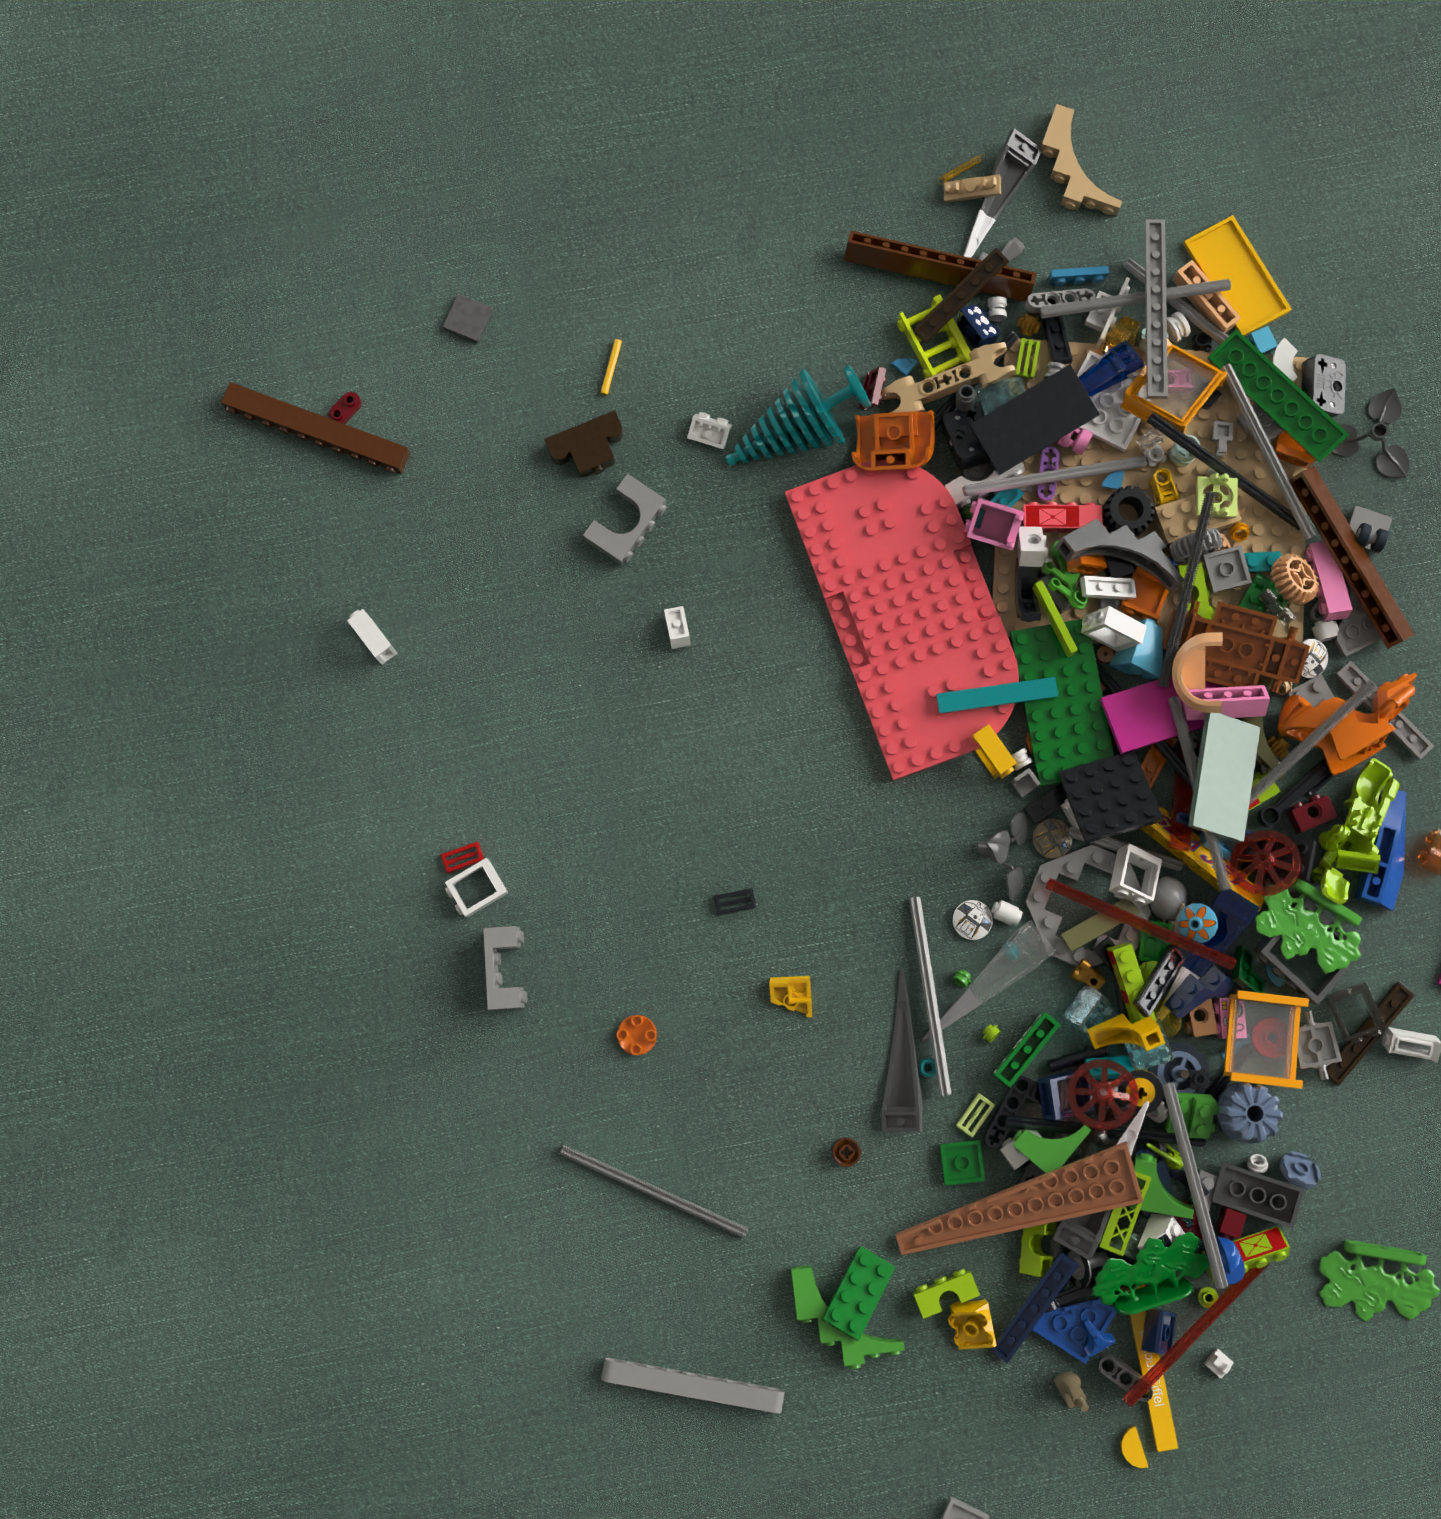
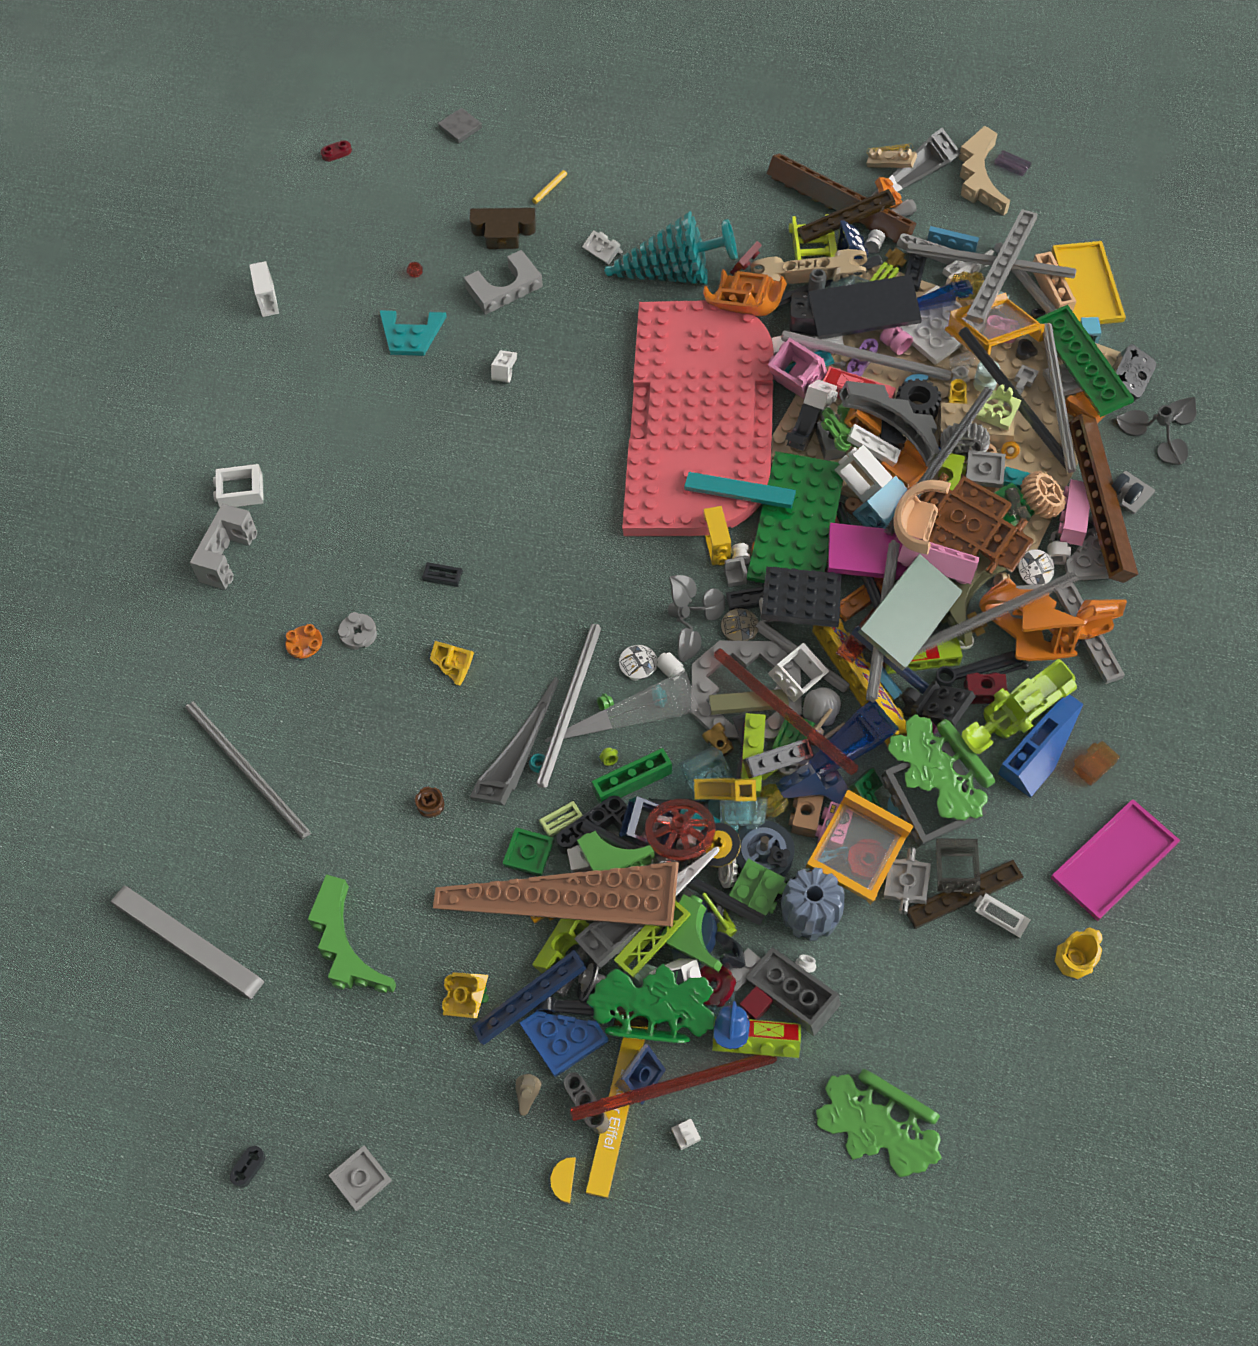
camera: 25 degrees right, 20 degrees down
(315, 428) = (308, 154): reddish brown brick -> none
(459, 850) = (242, 459): red tile -> none
(519, 535) = (414, 269): none -> clear red plate
(555, 631) = (410, 338): none -> teal wing
(692, 993) = (353, 622): none -> light grey plate
(858, 1293) = (375, 921): green plate -> none
(905, 365) = (783, 255): dark azure tile -> none
(928, 1296) = (438, 953): lime arch -> none
(986, 237) = (884, 184): none -> orange wing
(1054, 618) = (815, 449): lime tile -> none
(1096, 1340) = (575, 1056): blue piece -> none
(1100, 135) = (1012, 163): none -> clear purple tile
(1177, 327) = (1019, 295): white wheel -> none
(1195, 1186) = (729, 946): light grey axle -> none
(1203, 1292) = (702, 1059): lime plate -> none
(1204, 916) = (840, 729): medium azure dish -> none
(1266, 865) = (919, 690): clear red wheel -> none
(1283, 358) = (1105, 342): white tile -> none
(1300, 1170) = (843, 982): sand blue tile -> none
(1358, 861) = (1010, 731): lime tile -> none

